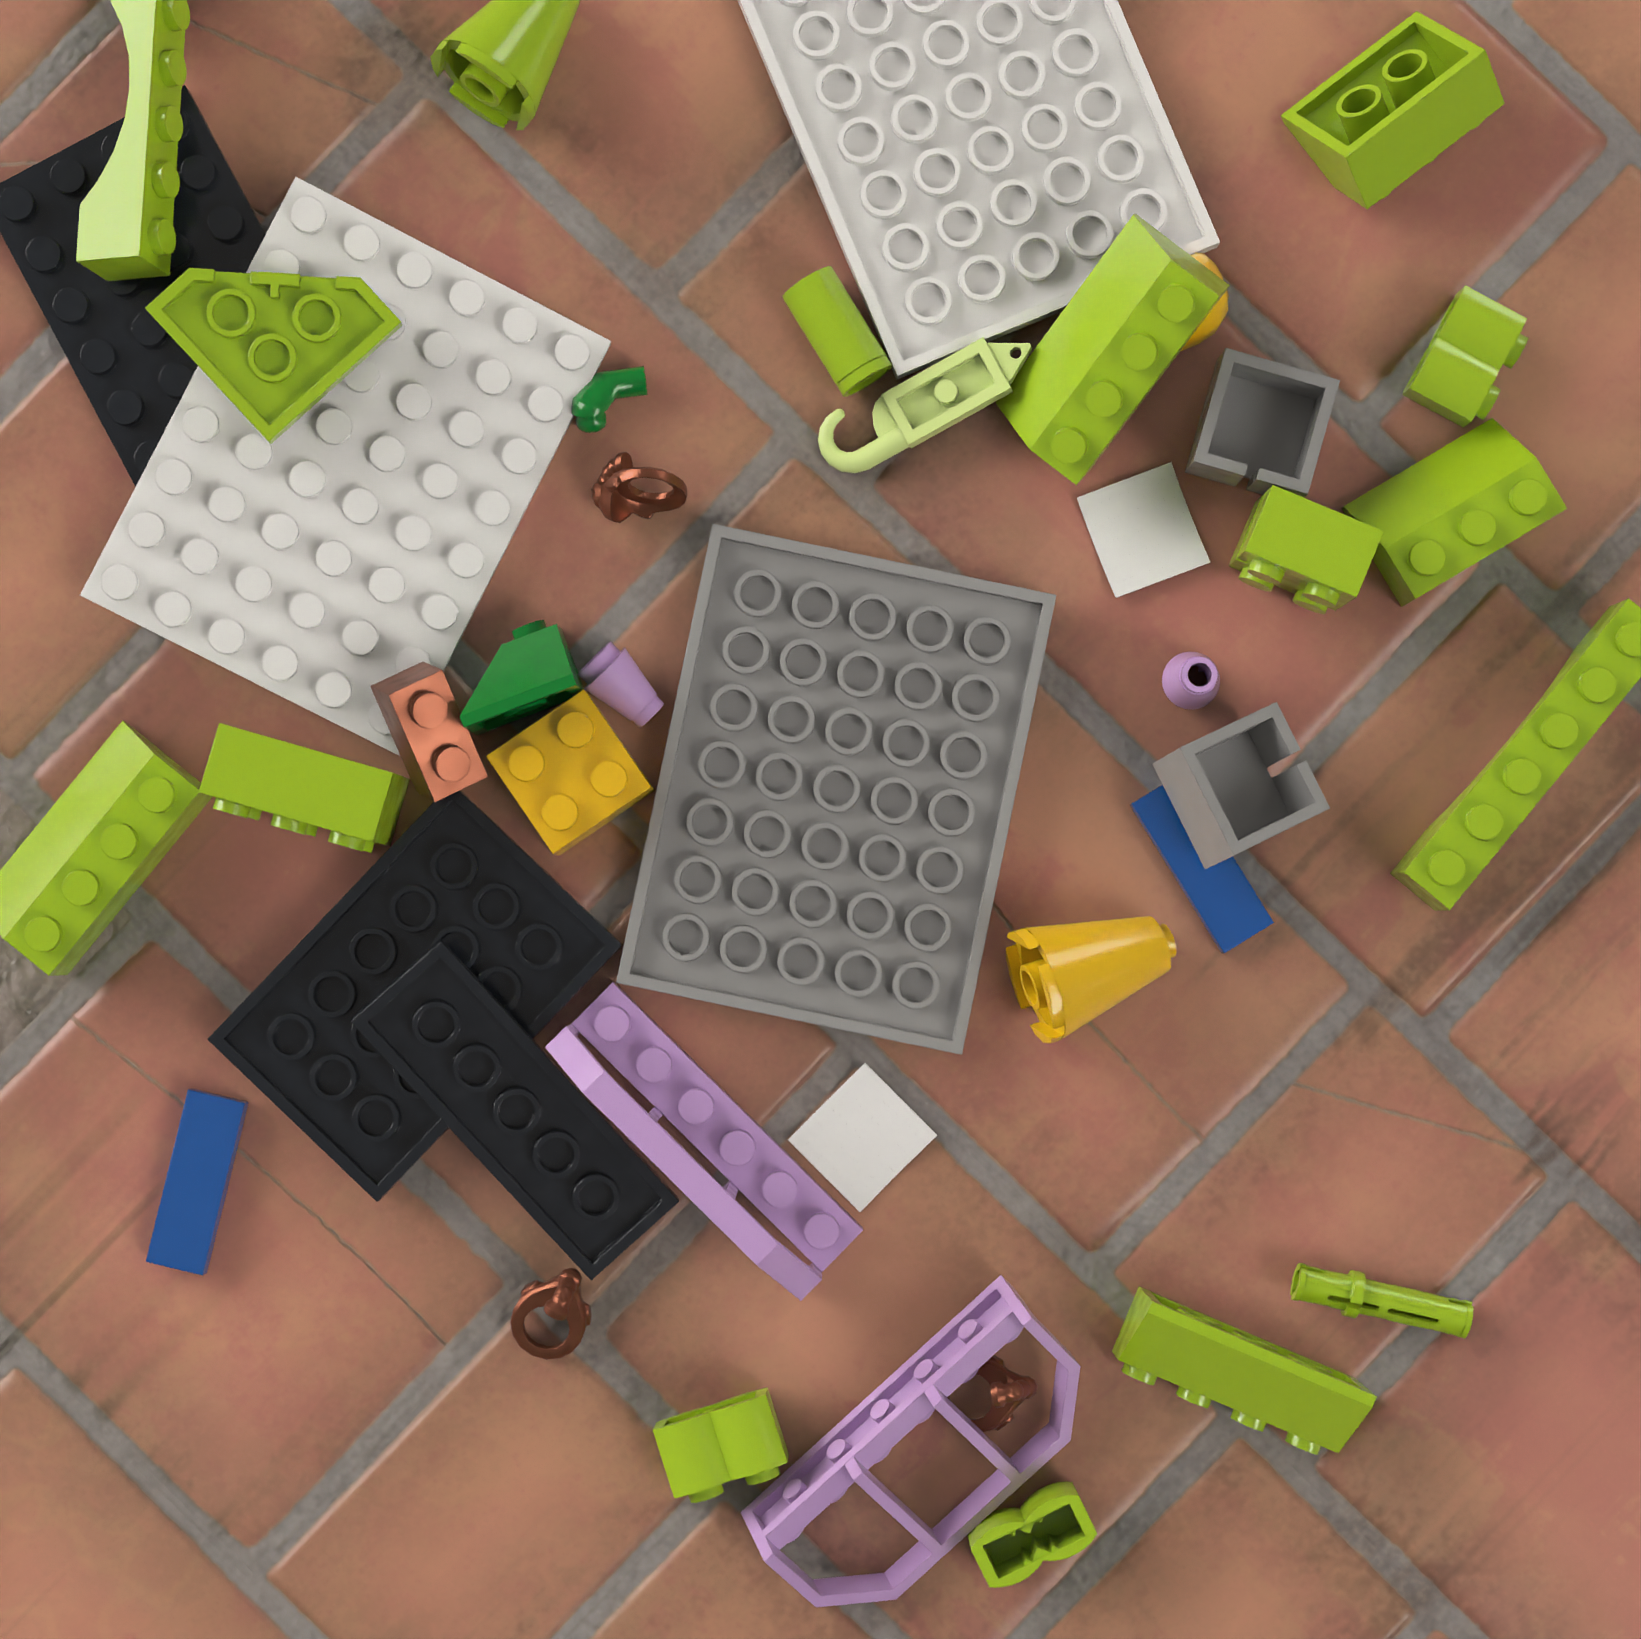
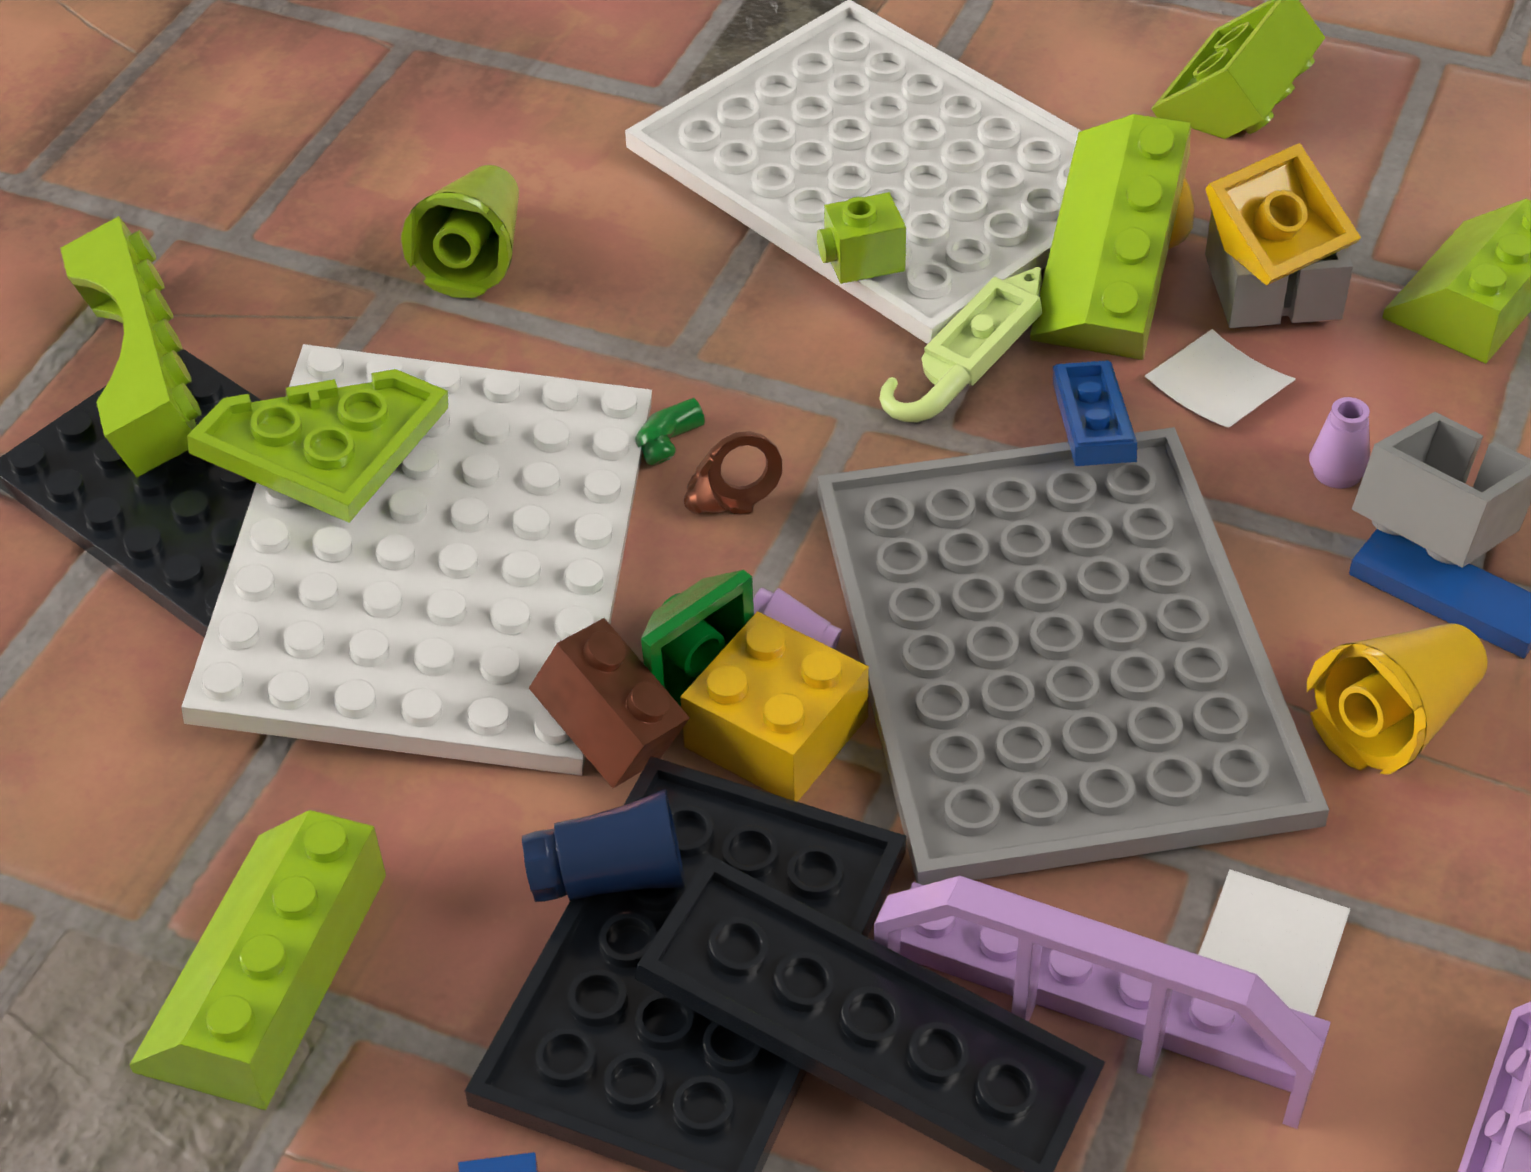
camera: 20 degrees left, 40 degrees down
(303, 789) = (475, 785): lime brick -> none
(373, 891) = (606, 852): none -> dark blue plant
(837, 331) = (859, 321): lime pin -> none
(873, 244) = (863, 238): none -> lime brick
(992, 548) = (1094, 413): none -> blue tile
(1264, 419) = (1279, 215): none -> yellow slope
(1304, 550) = (1377, 315): lime piece -> none
(1465, 358) = (1414, 185): lime brick -> none

